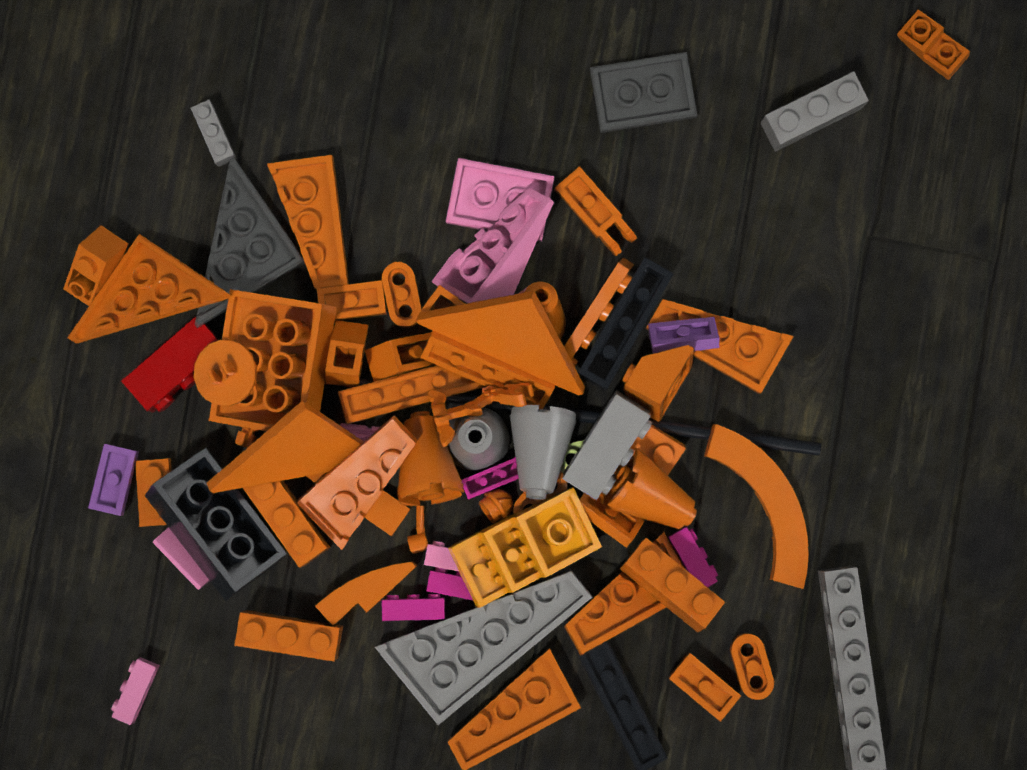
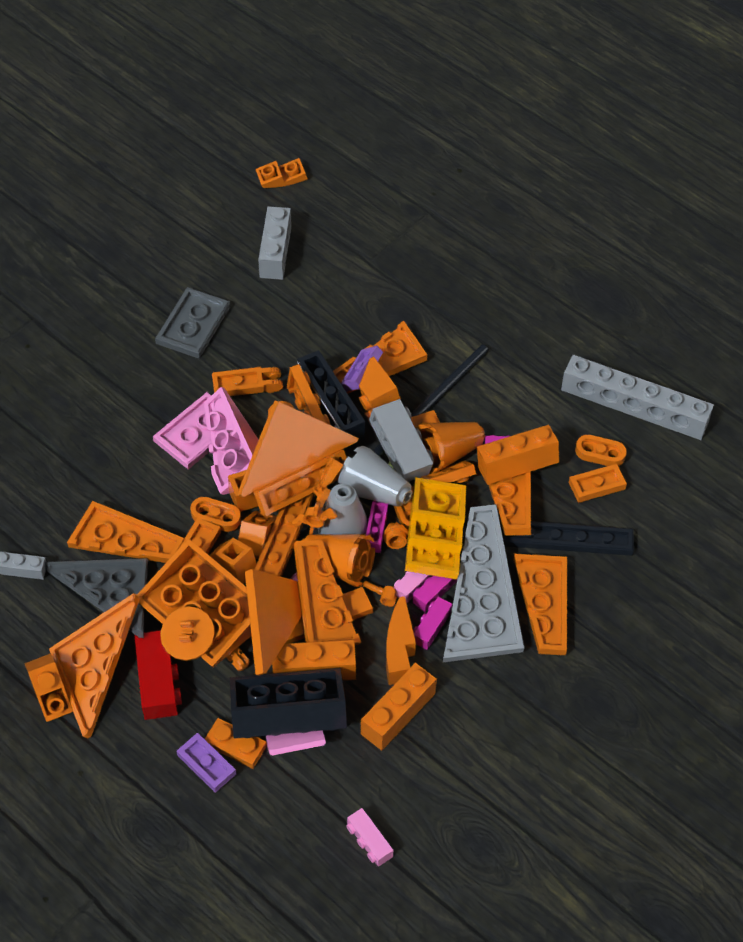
camera: 60 degrees left, 30 degrees down
(776, 497) = (498, 382): orange tile -> none

